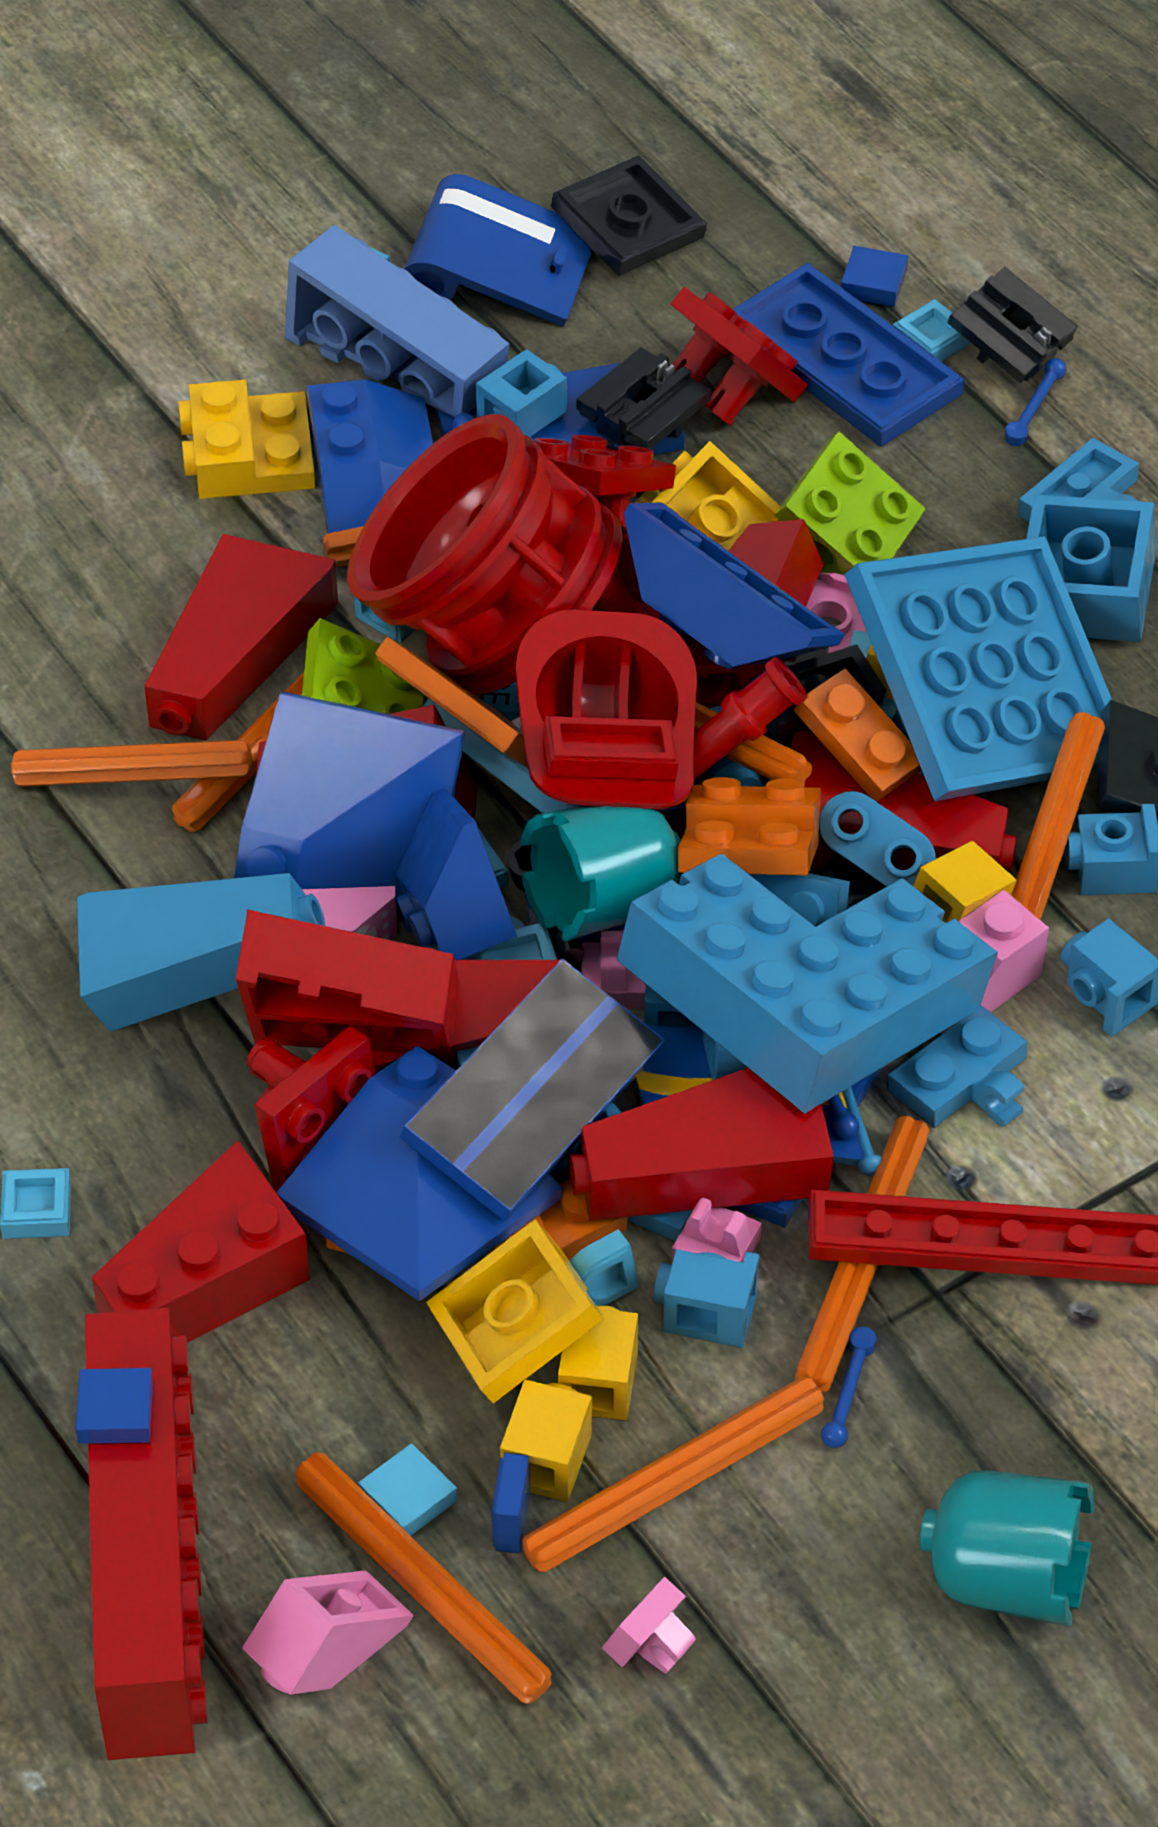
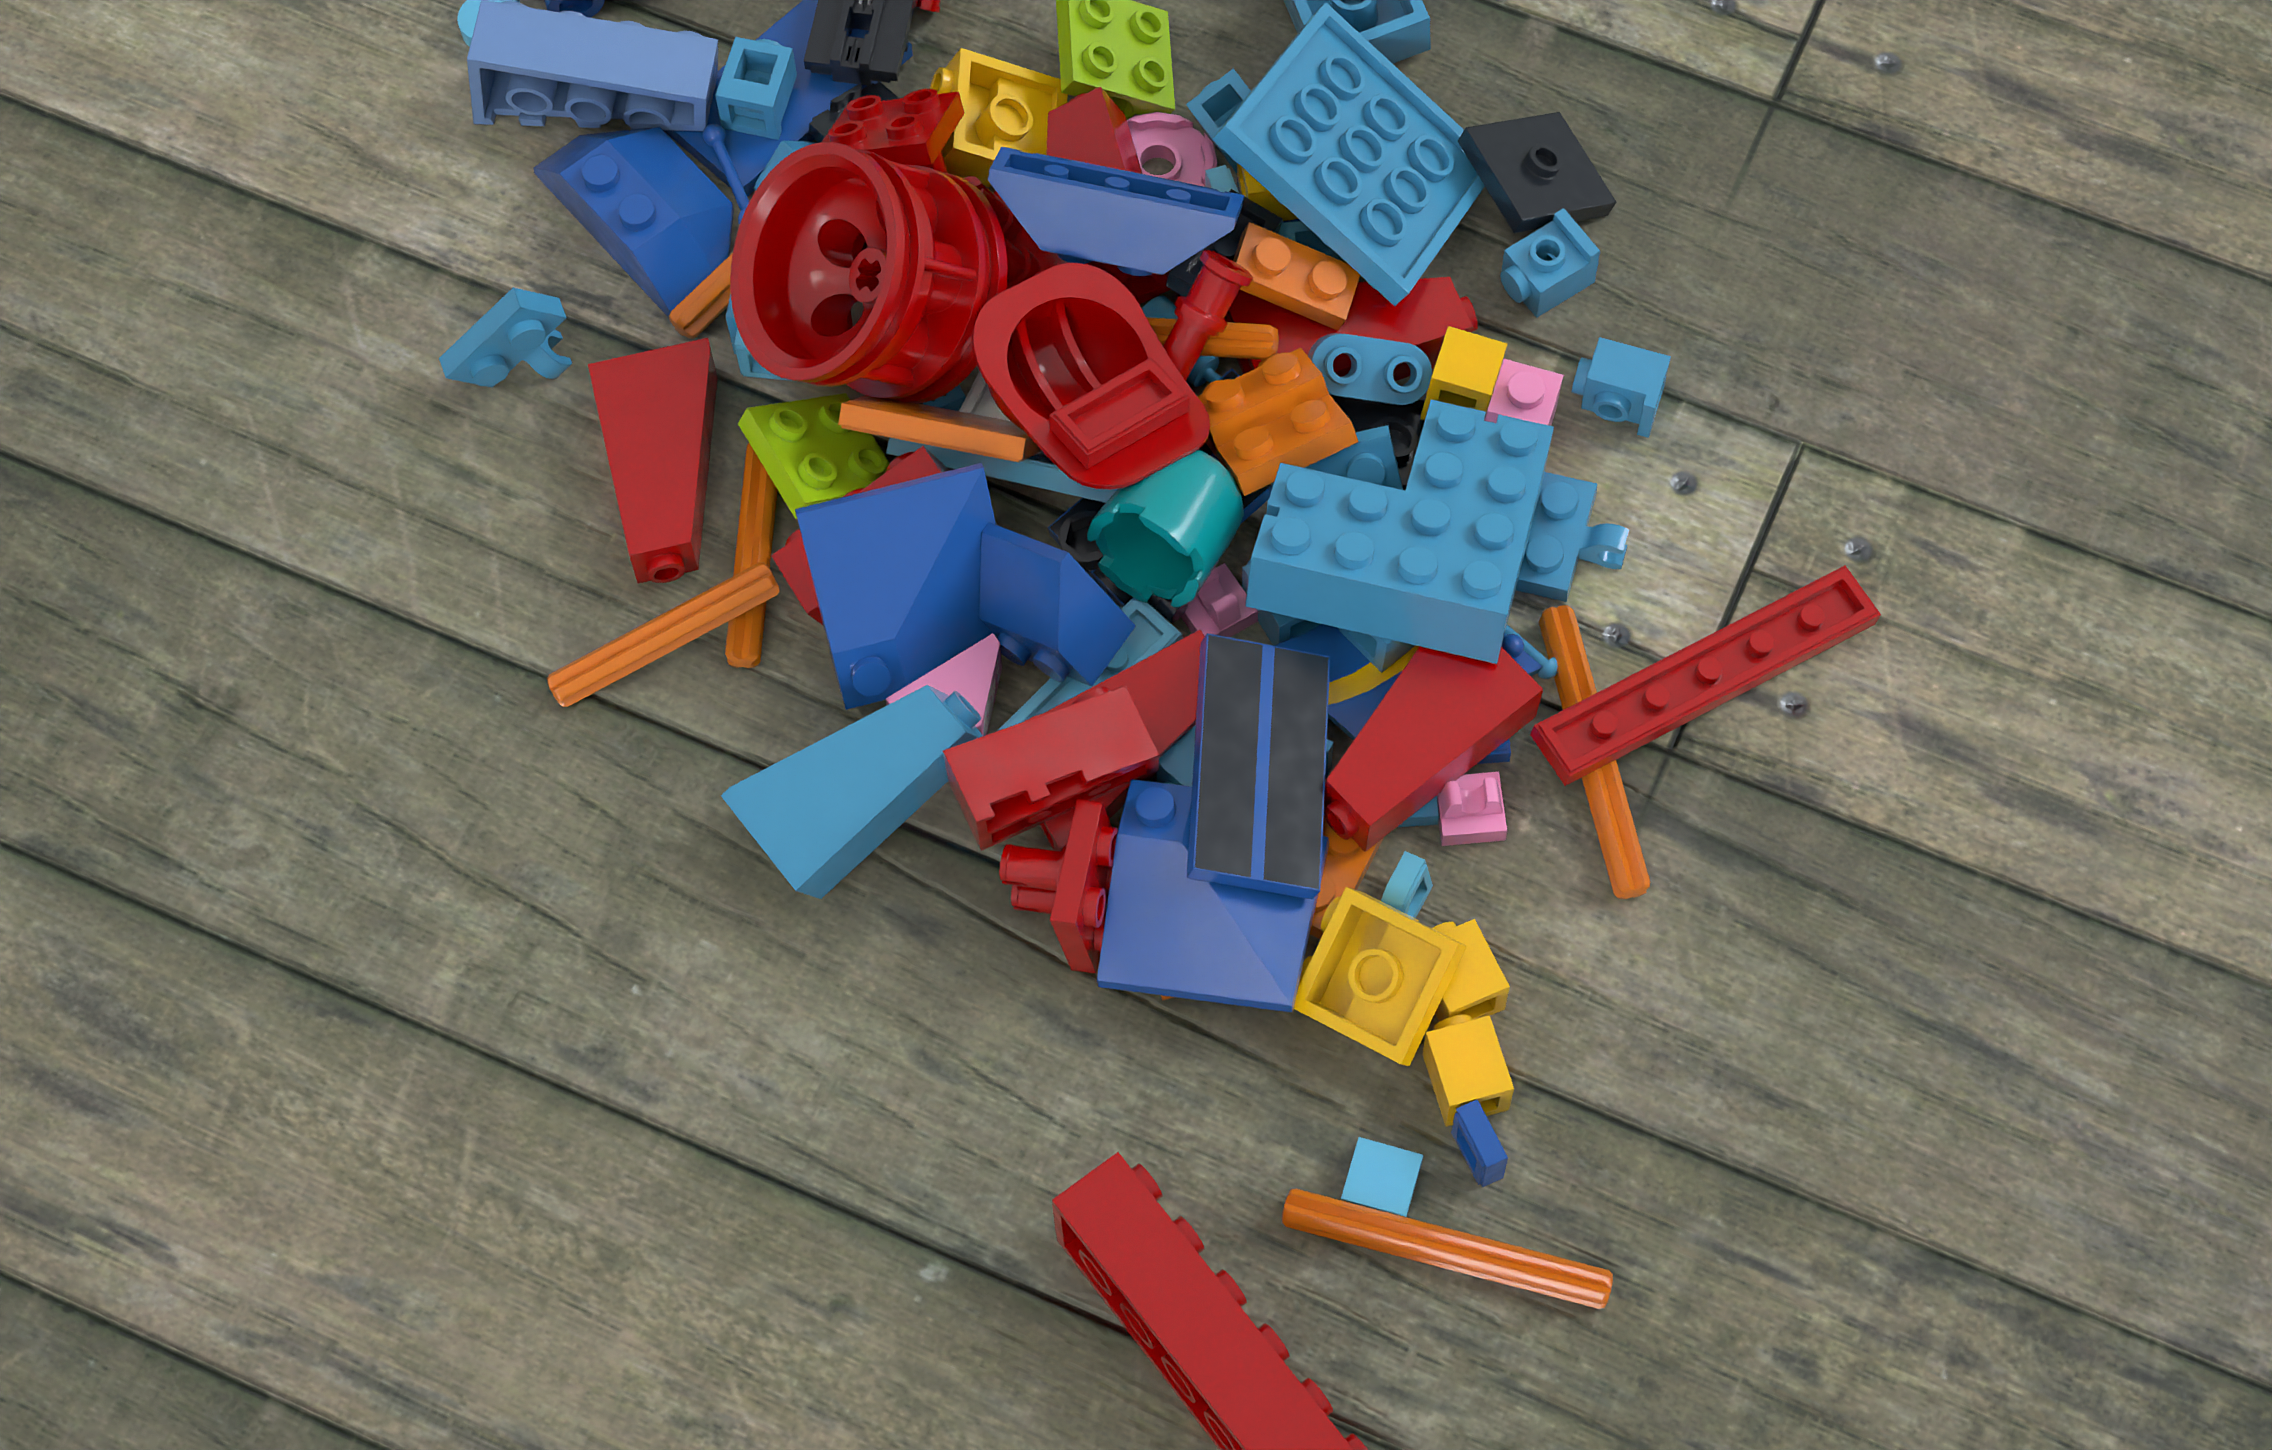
camera: 30 degrees left, 15 degrees up
(35, 1203) = (881, 1099): medium azure tile -> none
(114, 1405) = (1146, 1271): blue tile -> none
(174, 484) = (511, 331): none -> dark azure plate
(209, 1252) = (1075, 1072): red wedge -> none
(245, 440) = (522, 243): yellow plate -> none
(323, 1630) = (1411, 1346): bright pink slope -> none
(652, 1630) = (1663, 1186): bright pink tile -> none
(672, 1474) = (1580, 1039): orange axle -> none
(708, 1296) = (1505, 863): dark azure brick -> none
(861, 1344) = (1678, 924): blue hinge -> none
(1011, 1544) = (1899, 950): teal cylinder -> none
(1057, 812) = (1488, 255): orange axle -> none

